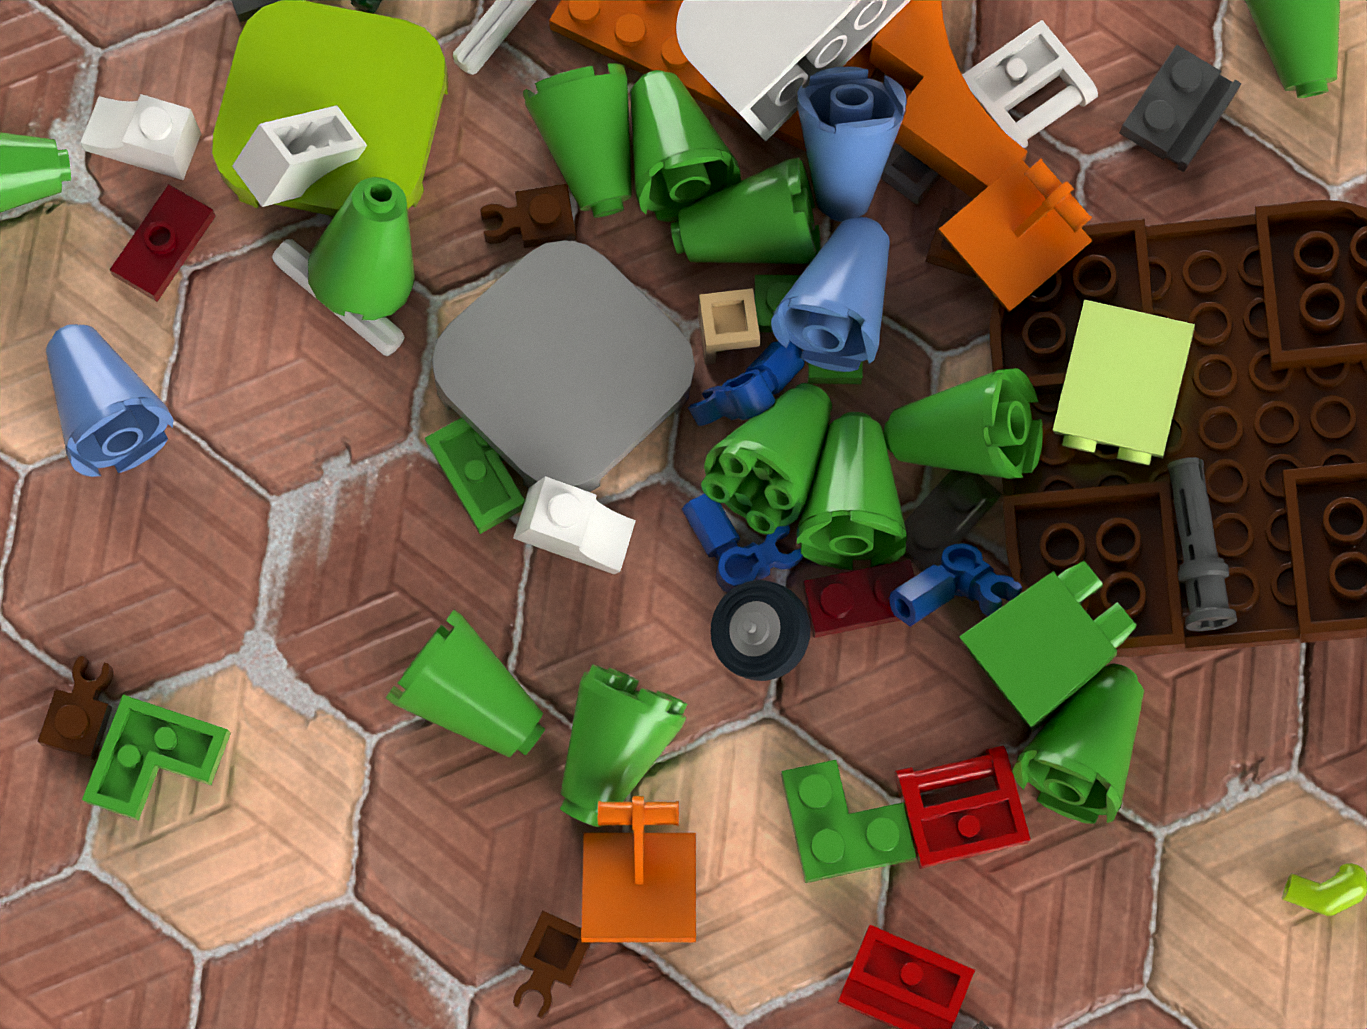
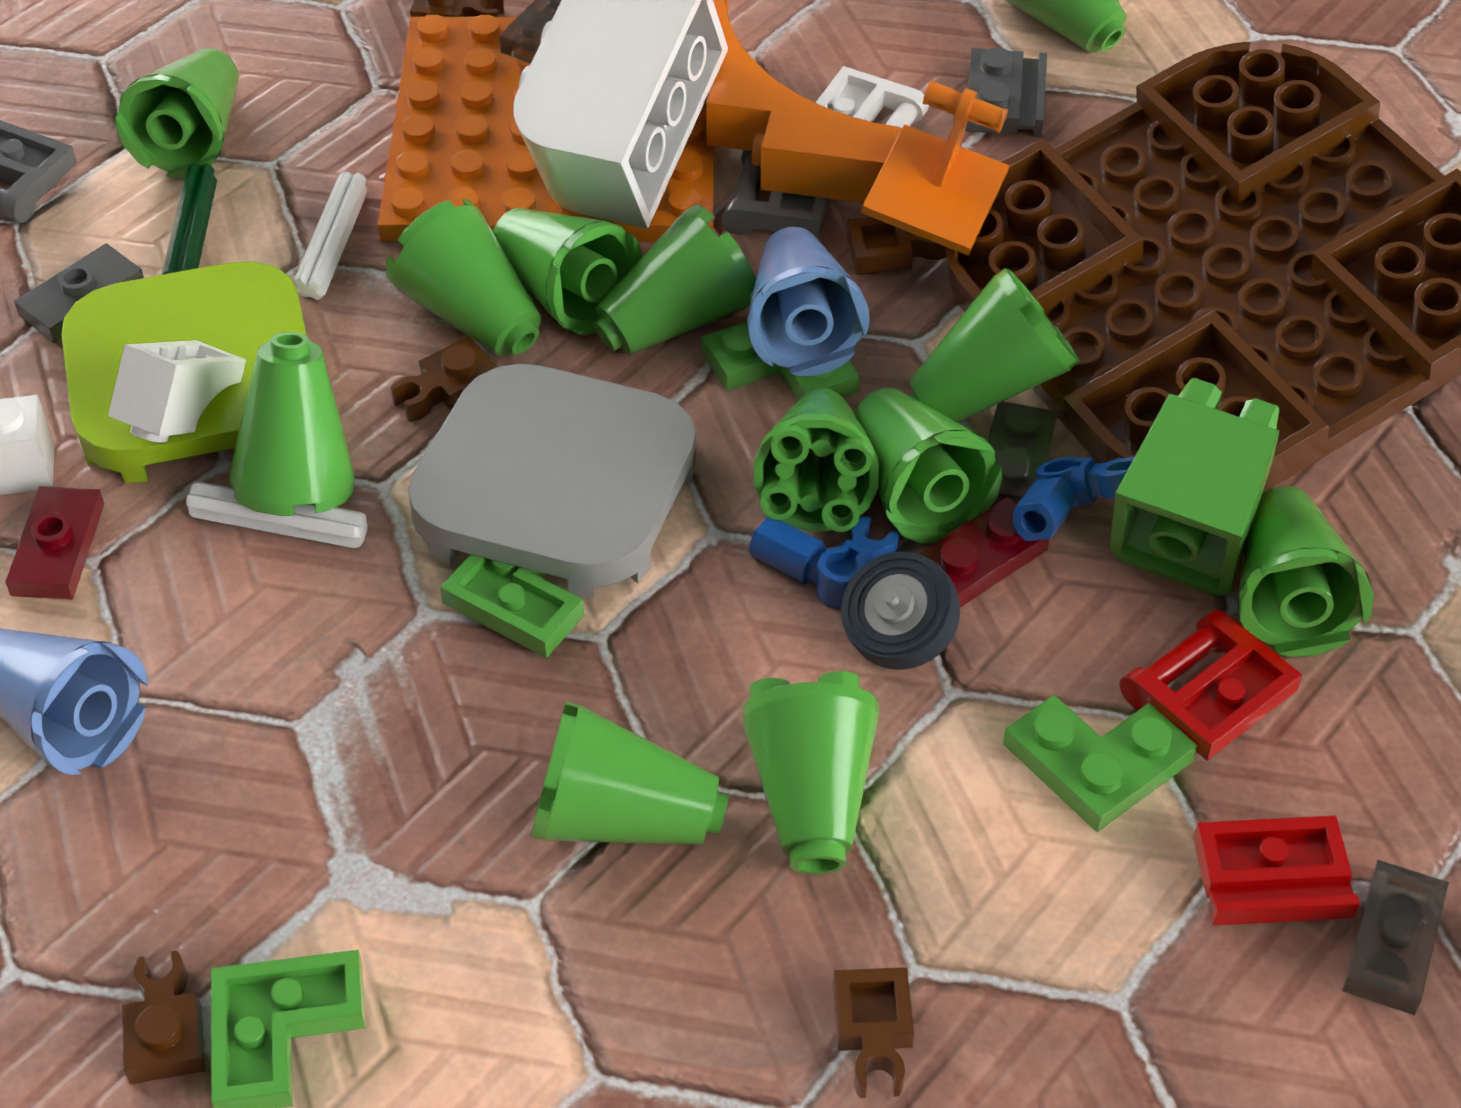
camera: 25 degrees left, 25 degrees down
(574, 525) = (640, 595): white arch -> none
(639, 881) = (923, 895): orange plate -> none
(727, 322) = (697, 369): tan panel -> none
(753, 390) = (755, 416): blue bar -> none
(848, 136) = (732, 174): medium blue cone -> none
(1123, 381) = (1118, 244): yellowish green brick -> none
(1202, 569) = (1298, 355): dark grey pin -> none

